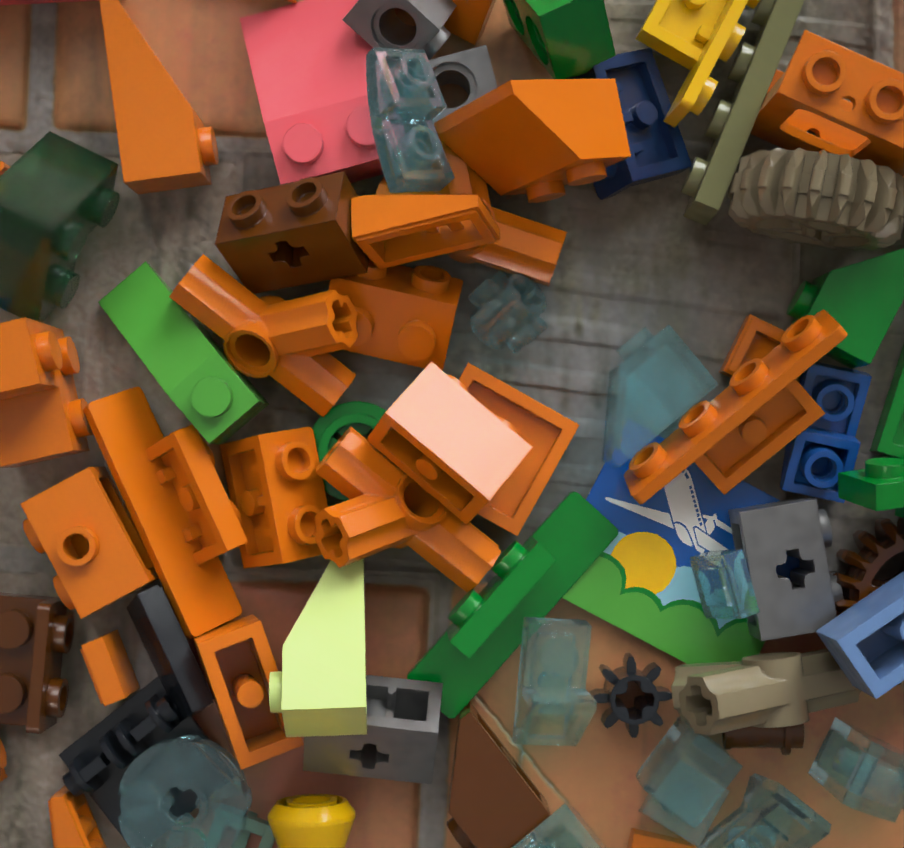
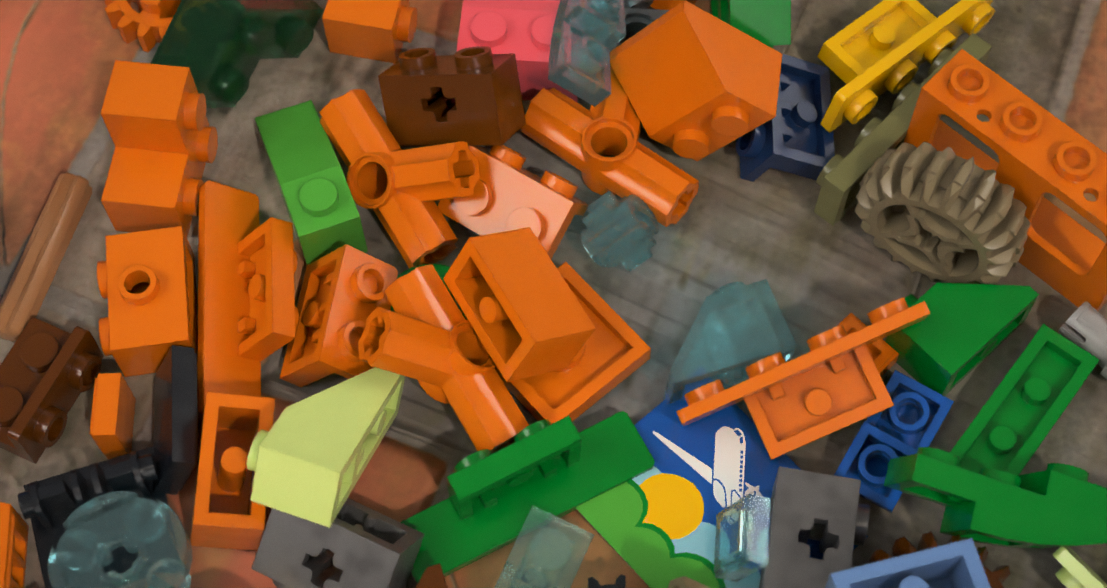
camera: 20 degrees right, 25 degrees down
(419, 227) = (534, 134): orange slope -> none

